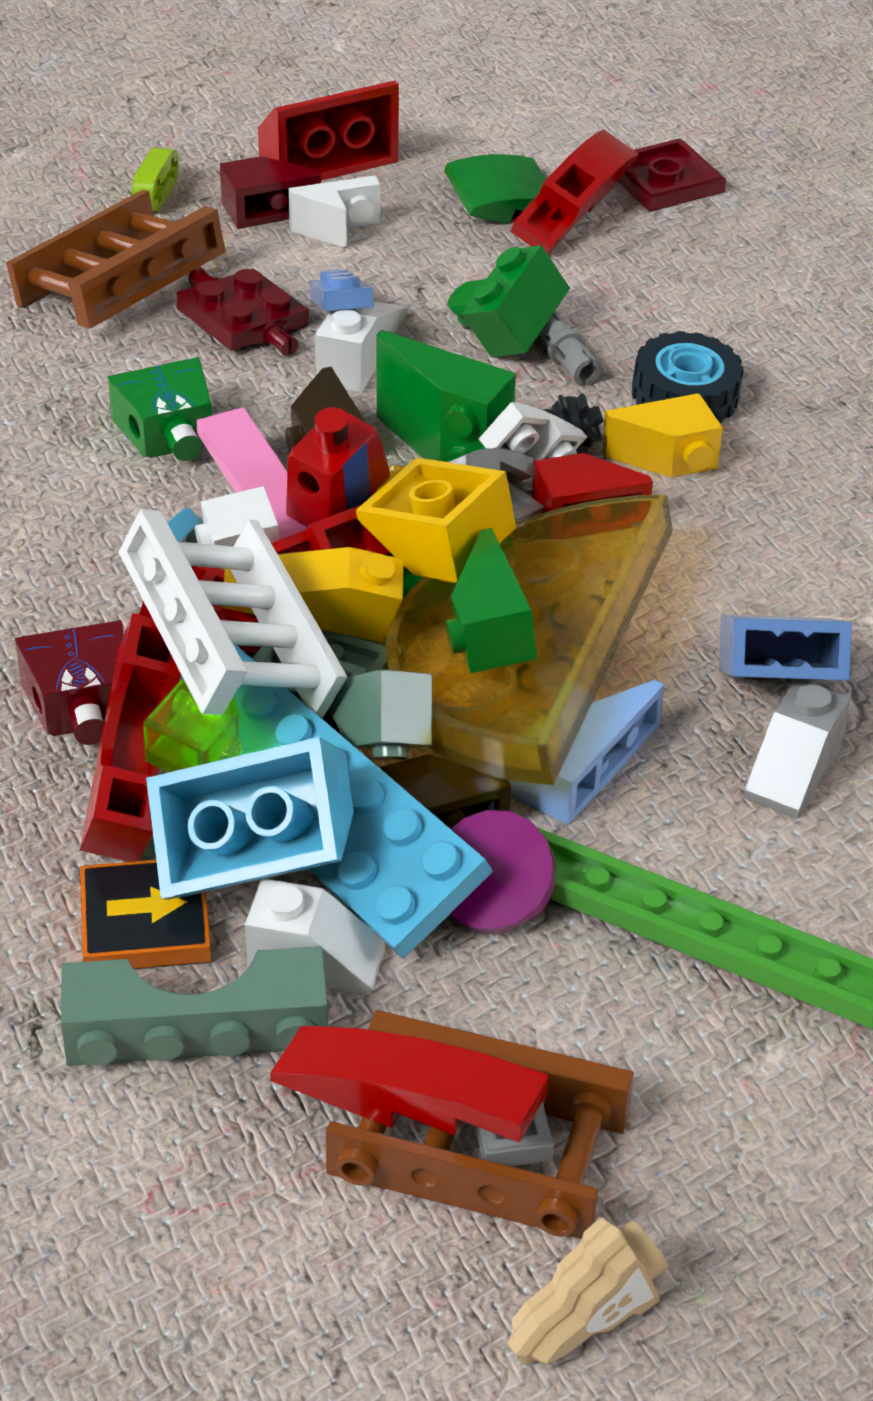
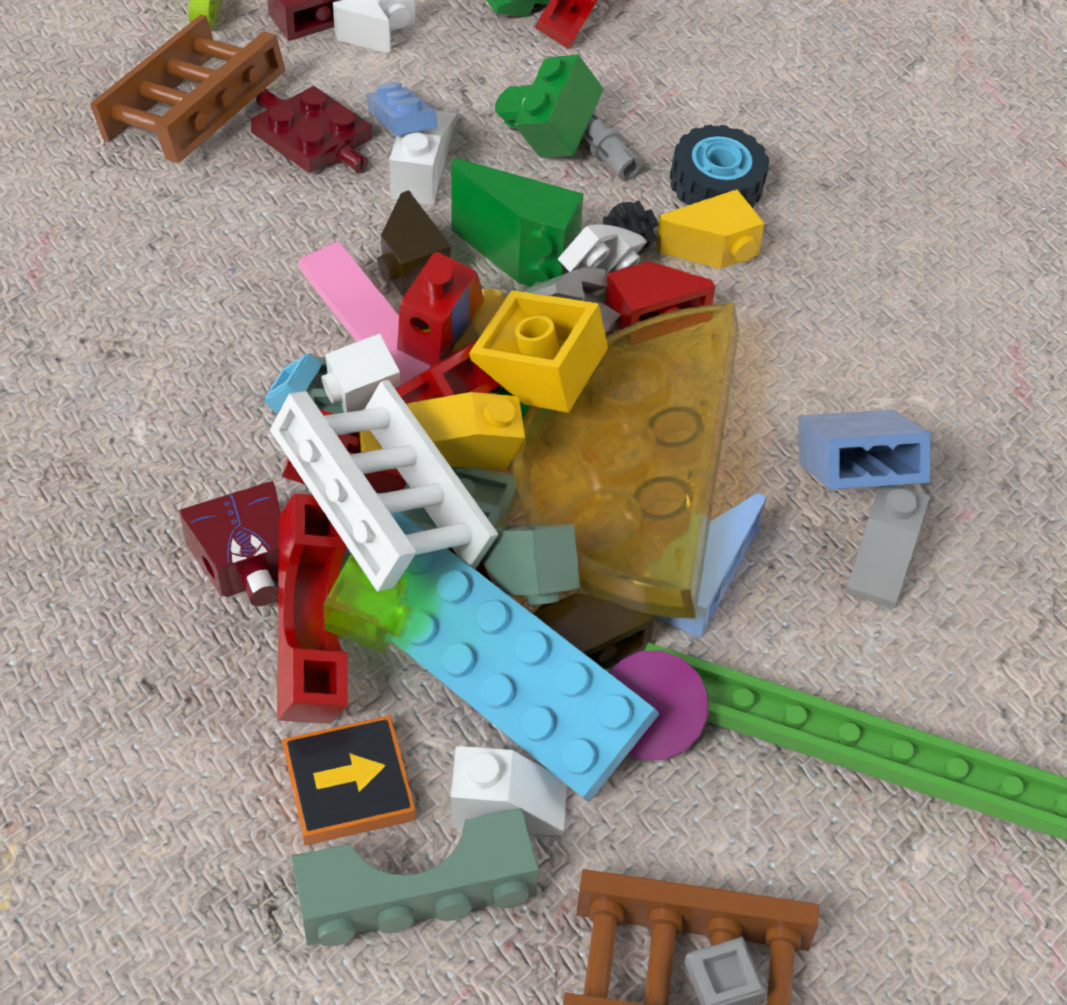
camera: 10 degrees left, 10 degrees up
(161, 407) = (262, 243): green torso -> none
(250, 817) = (437, 692): medium azure slope -> none
(413, 1077) = (630, 943): red slope -> none
(490, 611) = (609, 447): green slope -> none

